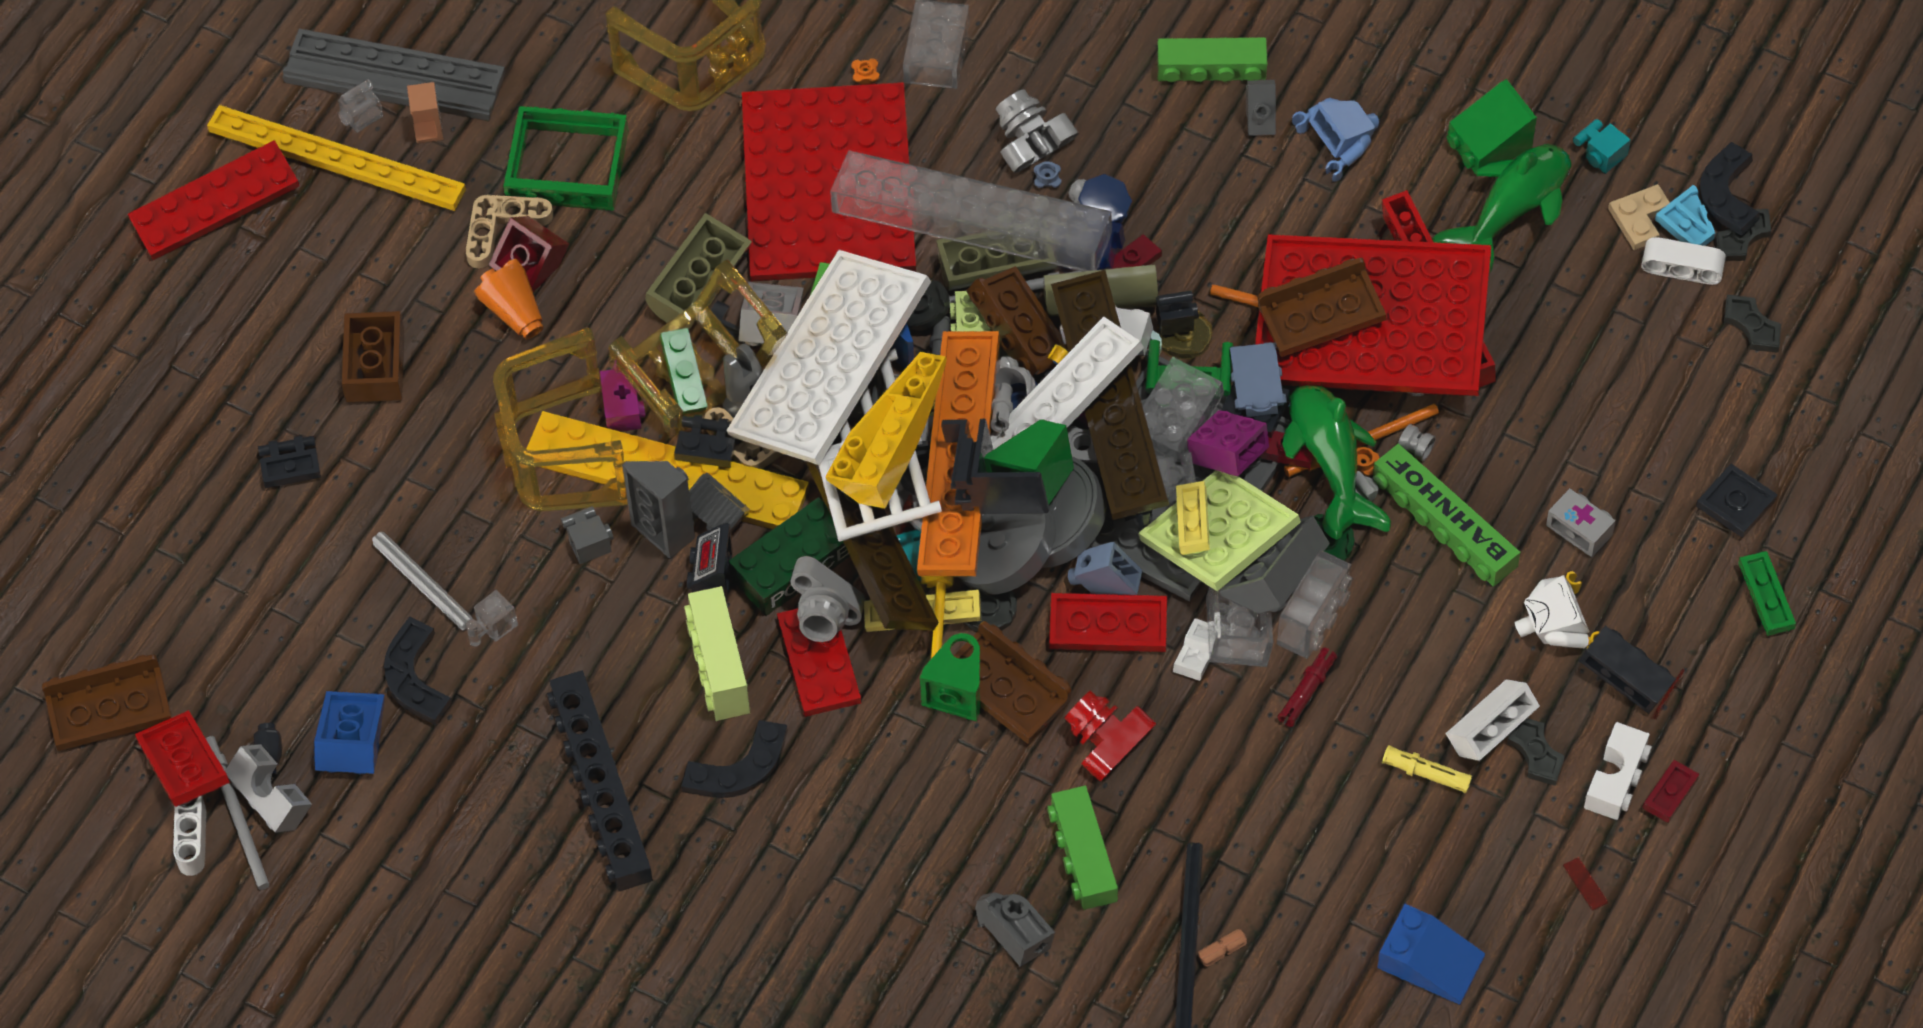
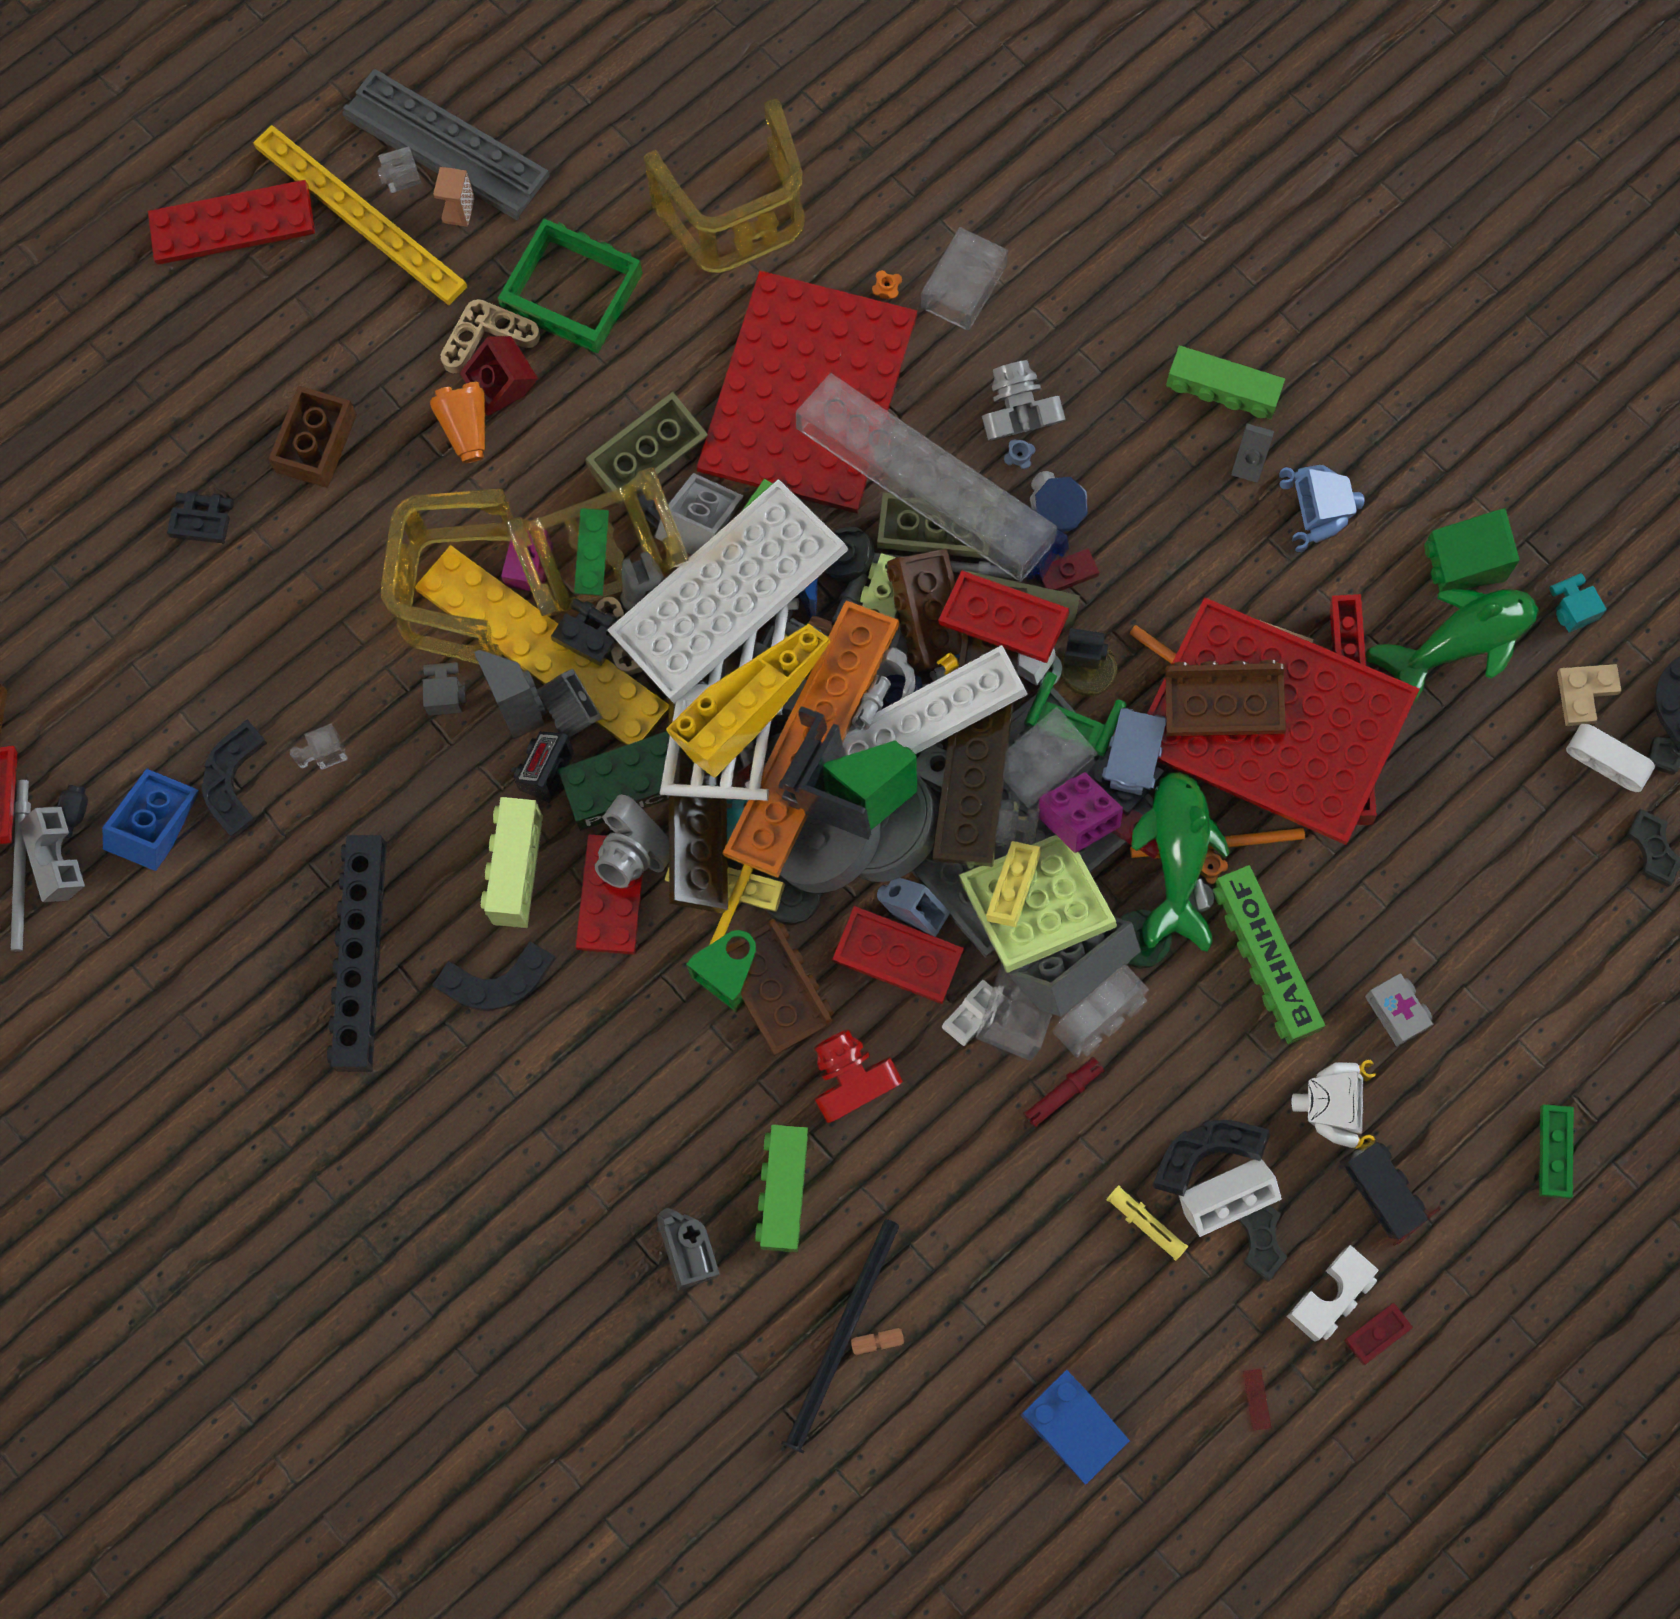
camera: 20 degrees right, 15 degrees up
(421, 580) = (276, 684): light grey axle -> none
(1094, 294) = (1004, 616): none -> red plate
(1416, 442) = (1269, 866): light grey wheel -> none
(1439, 697) = (1211, 1138): none -> black plate
(1687, 219) = (1631, 713): medium azure wing -> none
(1736, 500) = (1564, 1039): black plate -> none

